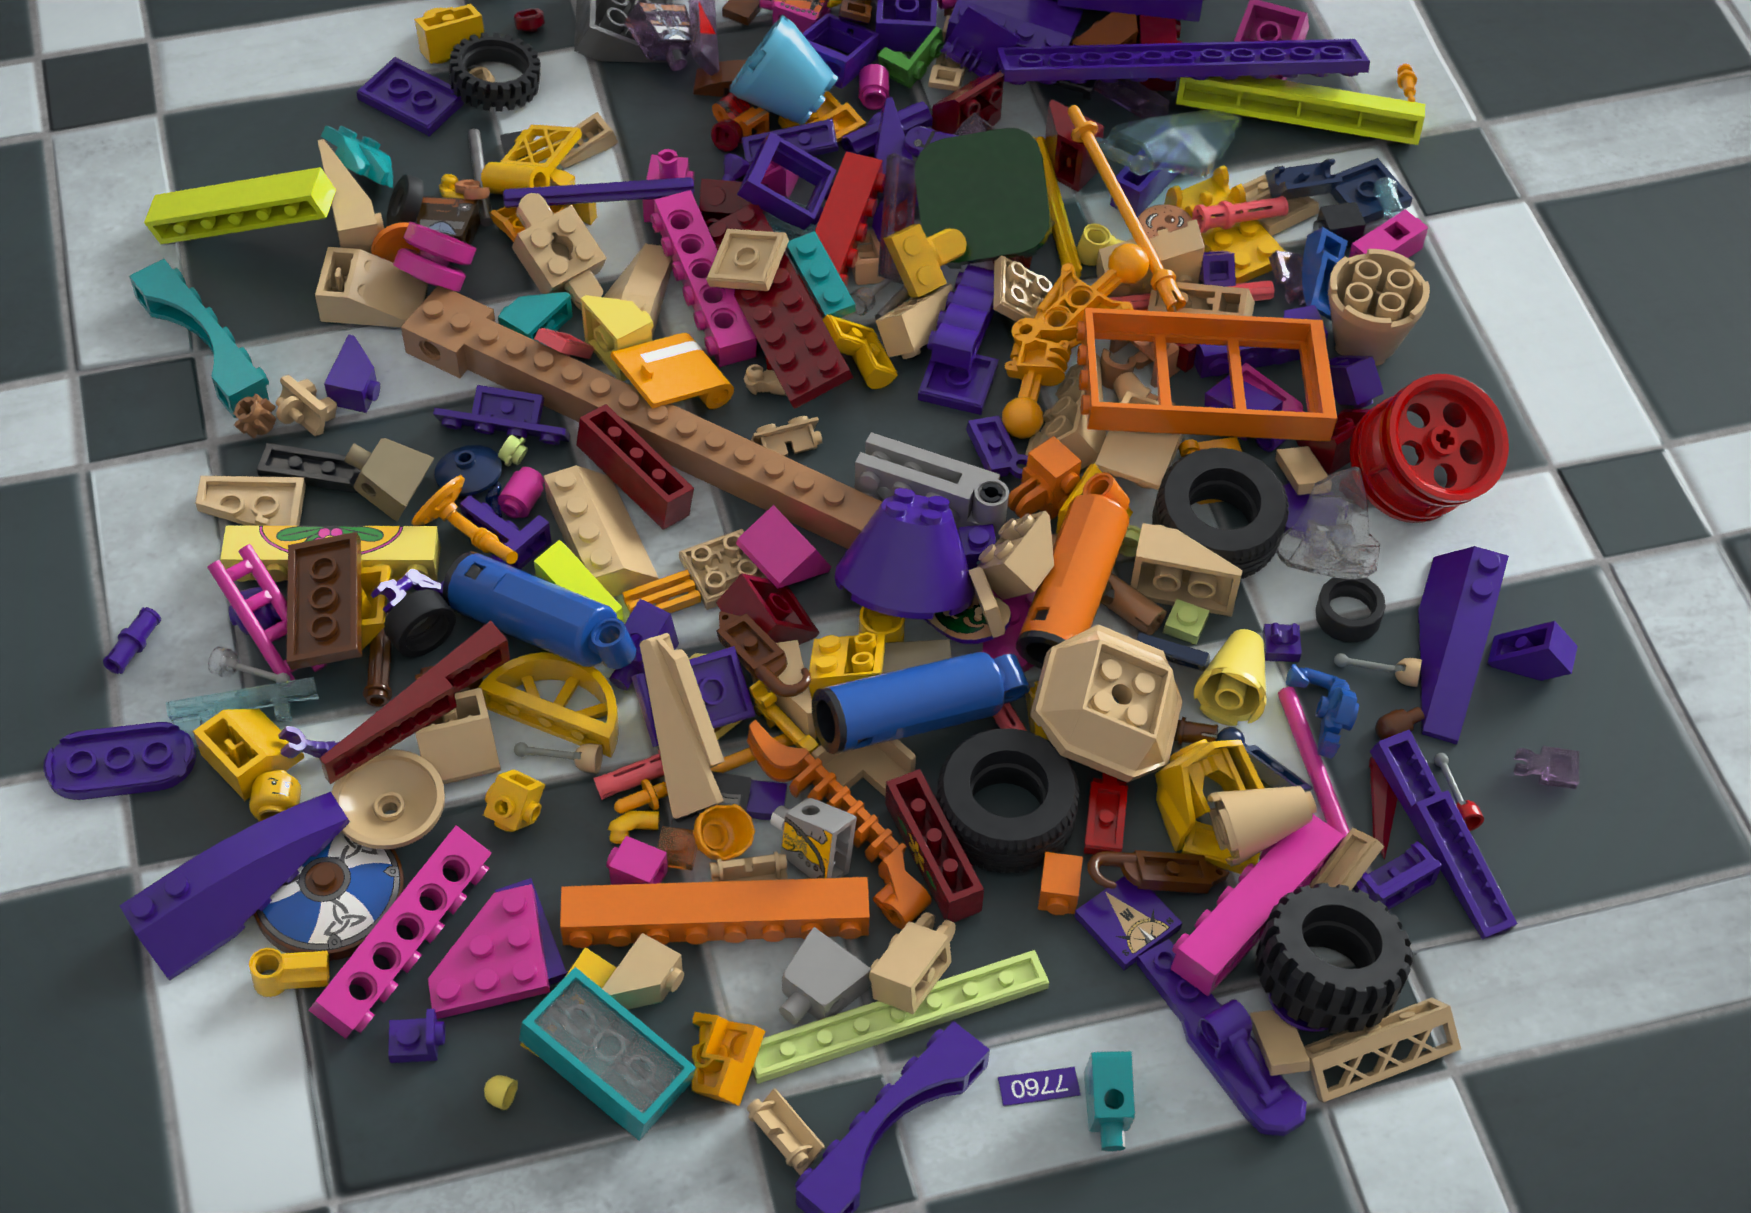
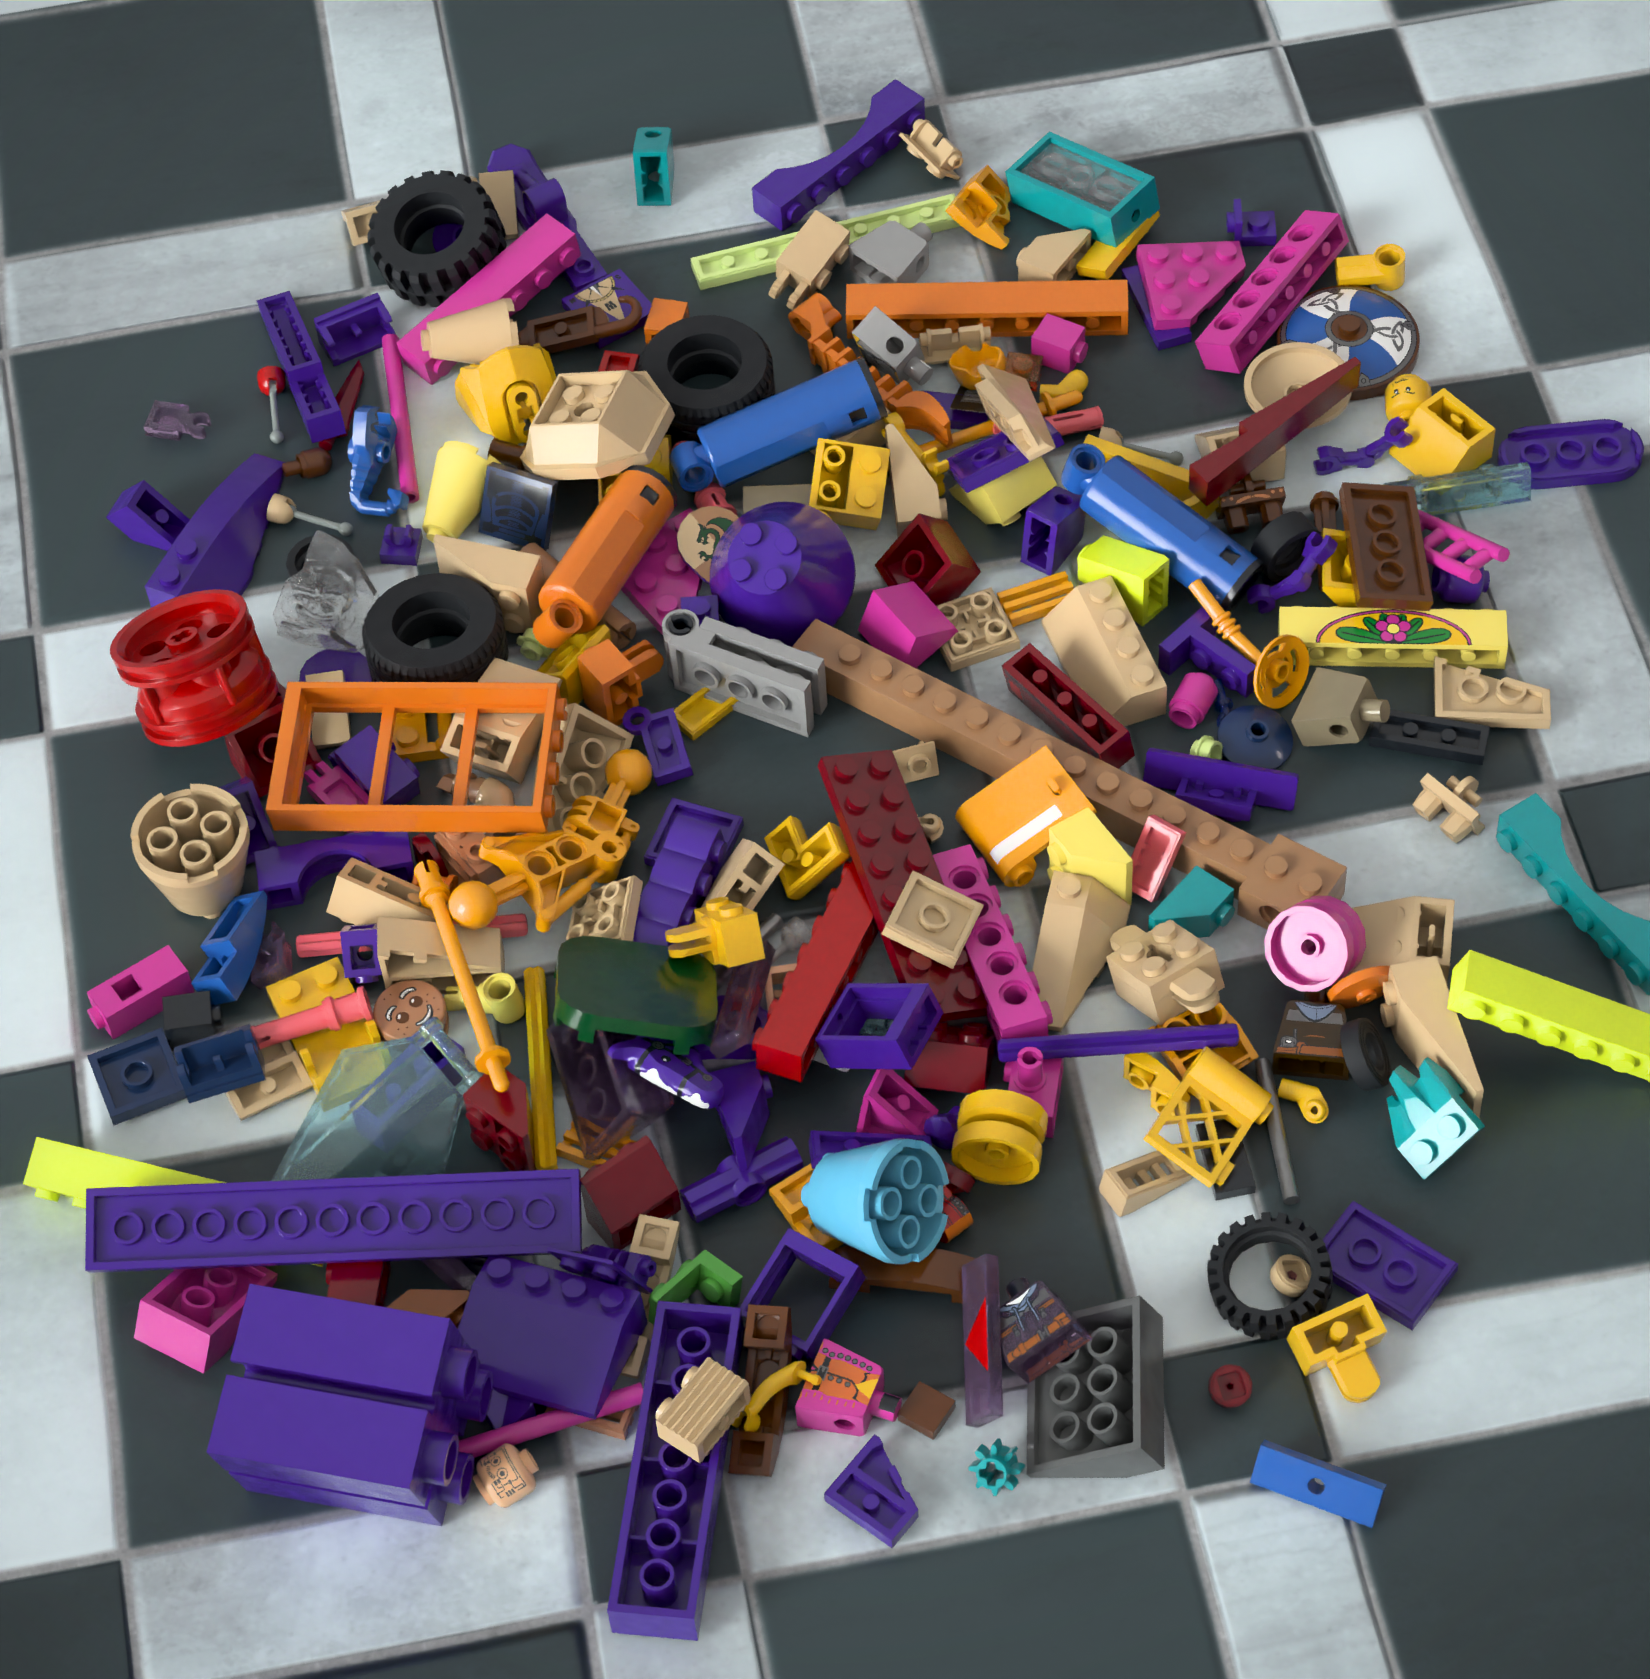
camera: 170 degrees left, 0 degrees up
(132, 640) = (1585, 557): dark purple pin -> none
(221, 888) = (1440, 323): dark purple wedge -> none
(226, 662) = (1482, 527): hinge -> none
(254, 416) = (1503, 787): medium nougat gear -> none
(352, 378) = (1397, 837): dark purple slope -> none
(471, 189) = (1286, 1089): nougat piece -> none
(500, 1091) = (1174, 186): light yellow hinge -> none
(513, 800) = (1167, 390): yellow brick -> none
(696, 132) = (999, 1137): none -> yellow wheel
(759, 653) = (939, 485): reddish brown plate -> none
(820, 276) = (846, 904): teal plate -> none
(873, 86) = (751, 1248): dark pink brick -> none
(934, 846) = (768, 315): dark red brick -> none
(987, 602) = (700, 530): tan tile -> none
(1019, 556) = (665, 560): tan slope -> none
(1039, 1086) = (711, 196): dark purple sticker -> none
(1266, 766) = (449, 418): plate -> none
(1349, 860) = (391, 327): tan tile -> none
(1386, 191) = (120, 1046): clear light blue pin -> none
(1407, 80) = (29, 1239): light orange piece -> none

